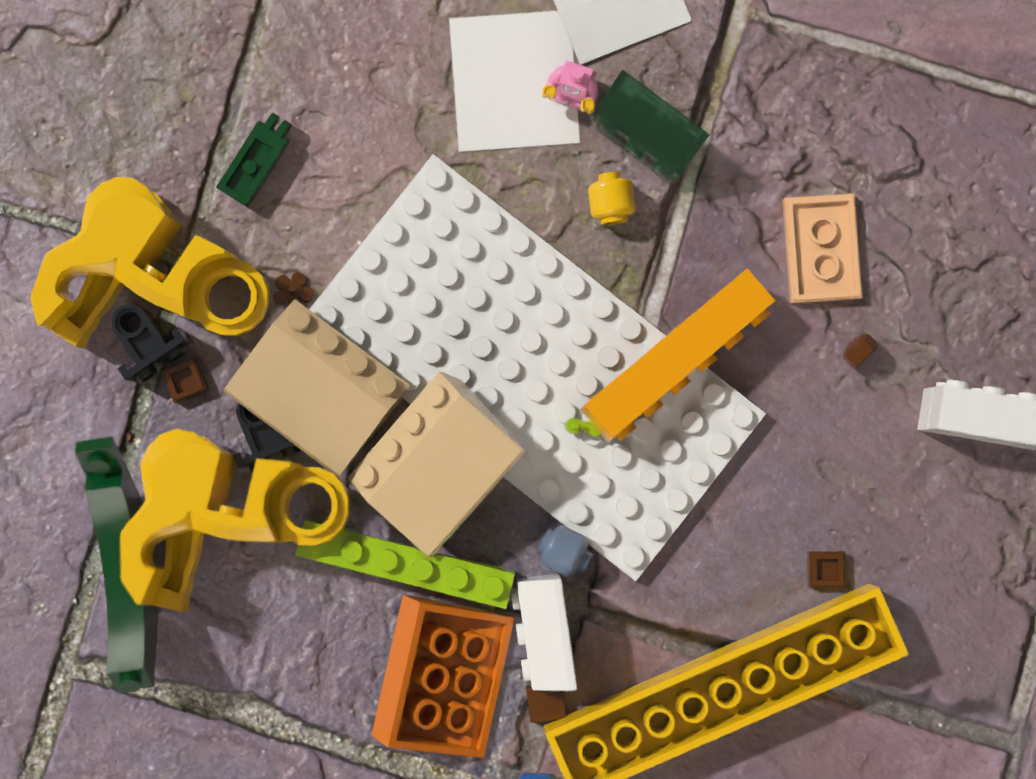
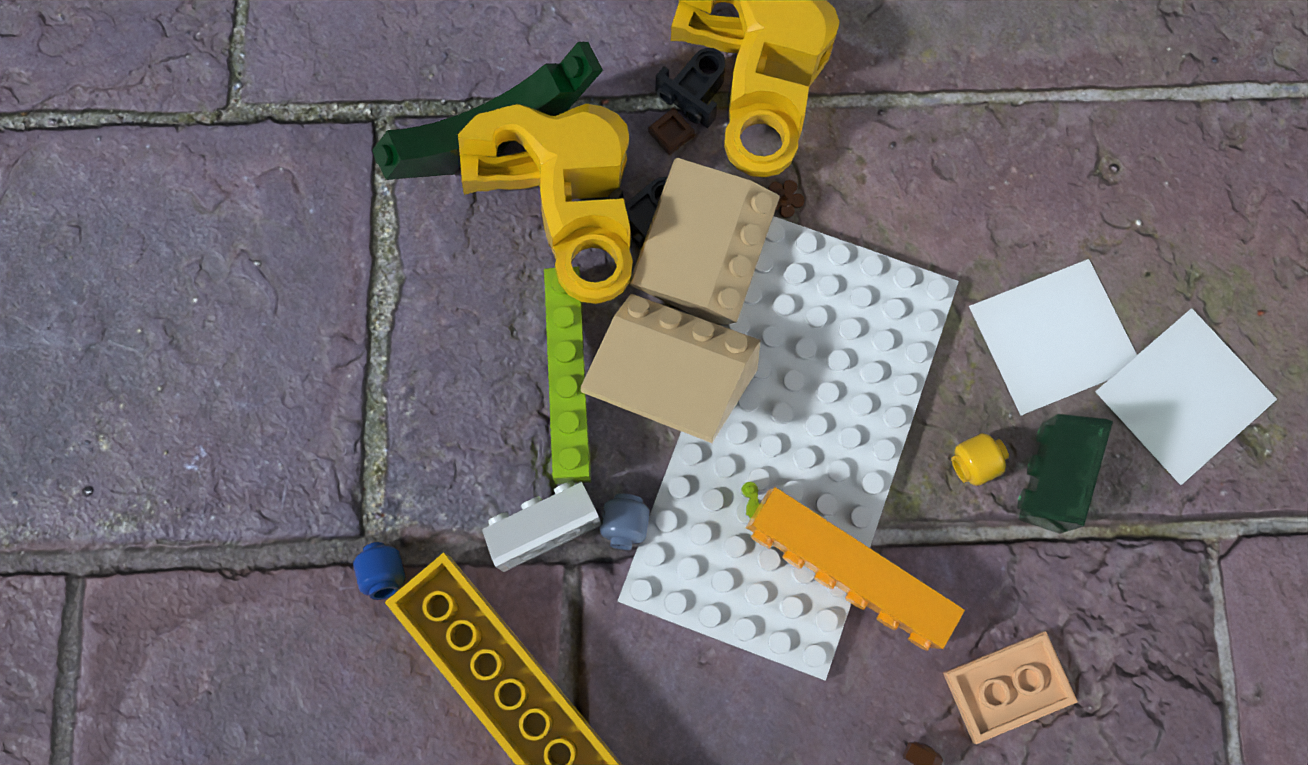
camera: 75 degrees right, 10 degrees down
(255, 160) = (892, 128): dark green hinge -> none
(442, 678) = (468, 444): orange slope -> none
(545, 704) = (471, 551): reddish brown tile -> none
(574, 85) = (1073, 386): bright pink piece -> none

